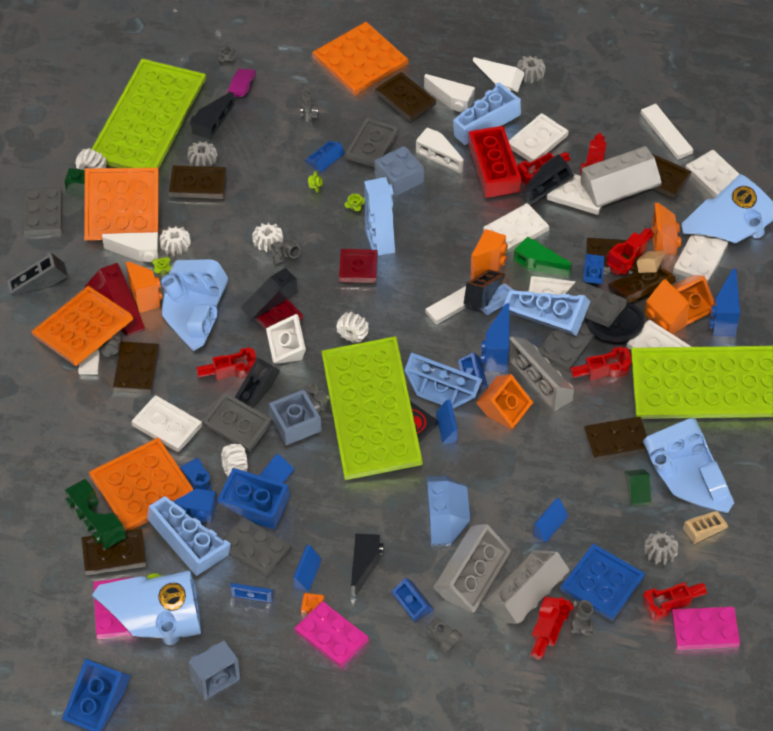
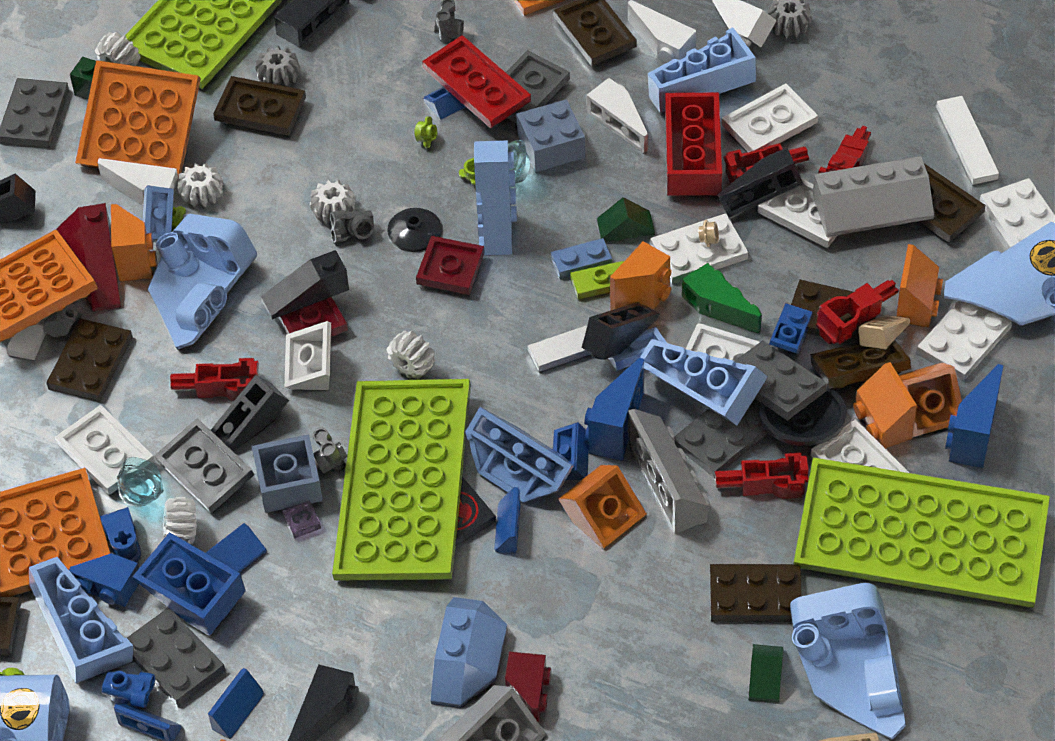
camera: 15 degrees right, 0 degrees up
(154, 260) = (158, 210): none -> medium blue plate
(198, 441) = (139, 482): none -> clear light blue hat
(230, 572) = (129, 687): none -> blue plate
(311, 445) = (301, 519): none -> clear purple tile
(325, 246) = (413, 228): none -> black dish
(340, 143) = (476, 81): none -> red plate
(442, 247) = (580, 257): none -> medium blue plate
(456, 259) = (593, 280): none -> lime plate
(463, 219) = (625, 221): none -> dark green slope
(493, 515) = (527, 676): none -> dark red slope
(522, 217) = (709, 233): none -> tan plate
(550, 521) = (616, 699): blue slope -> none

